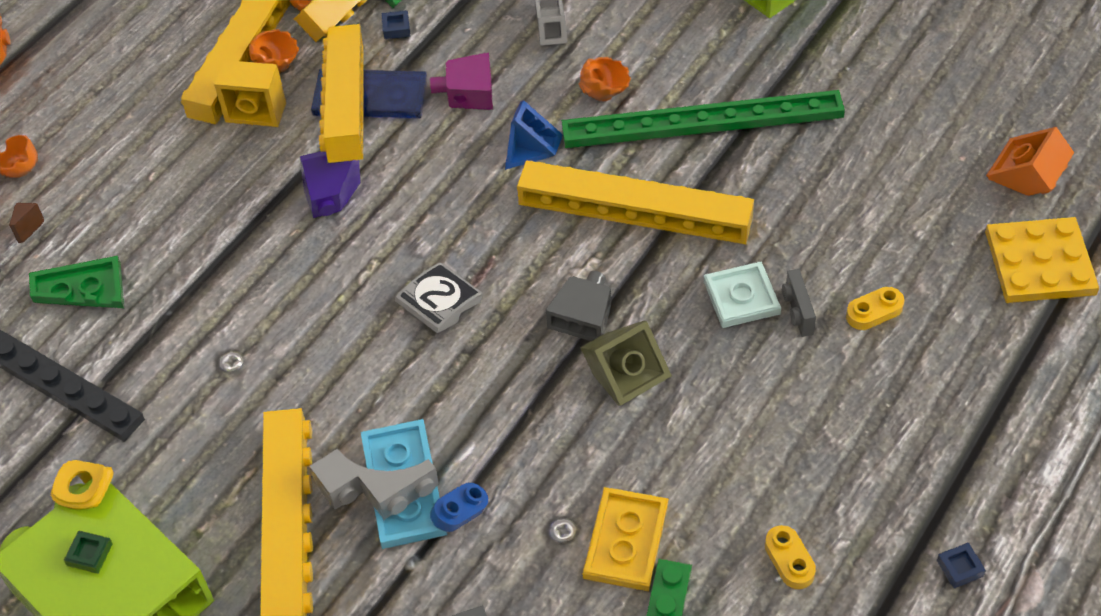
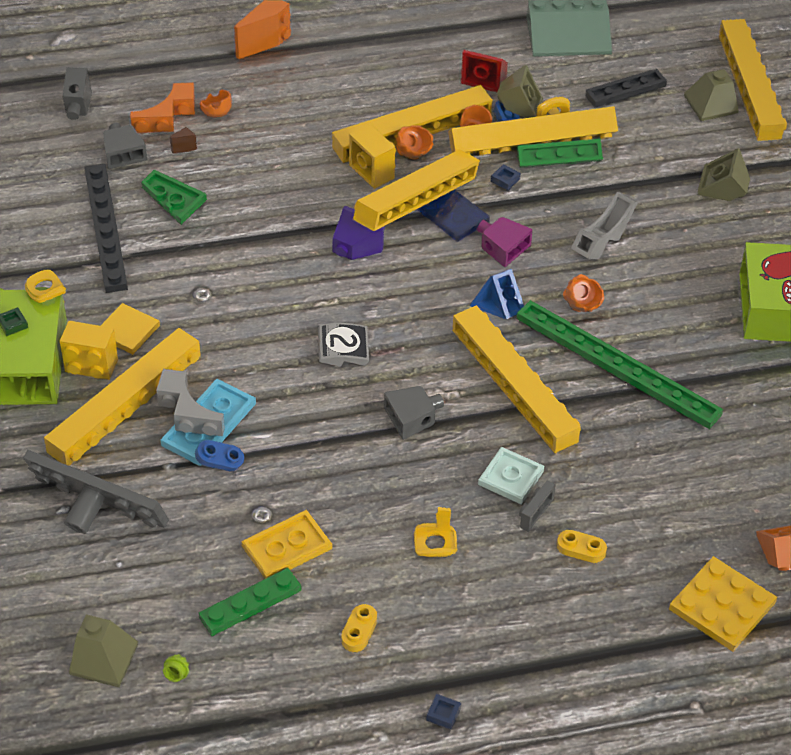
camera: 40 degrees right, 5 degrees down
(196, 512) = (89, 350): none -> yellow brick
(197, 459) = (131, 327): none -> yellow tile
(626, 361) = (397, 457): olive slope -> none
(751, 396) = (442, 529): none -> yellow piece

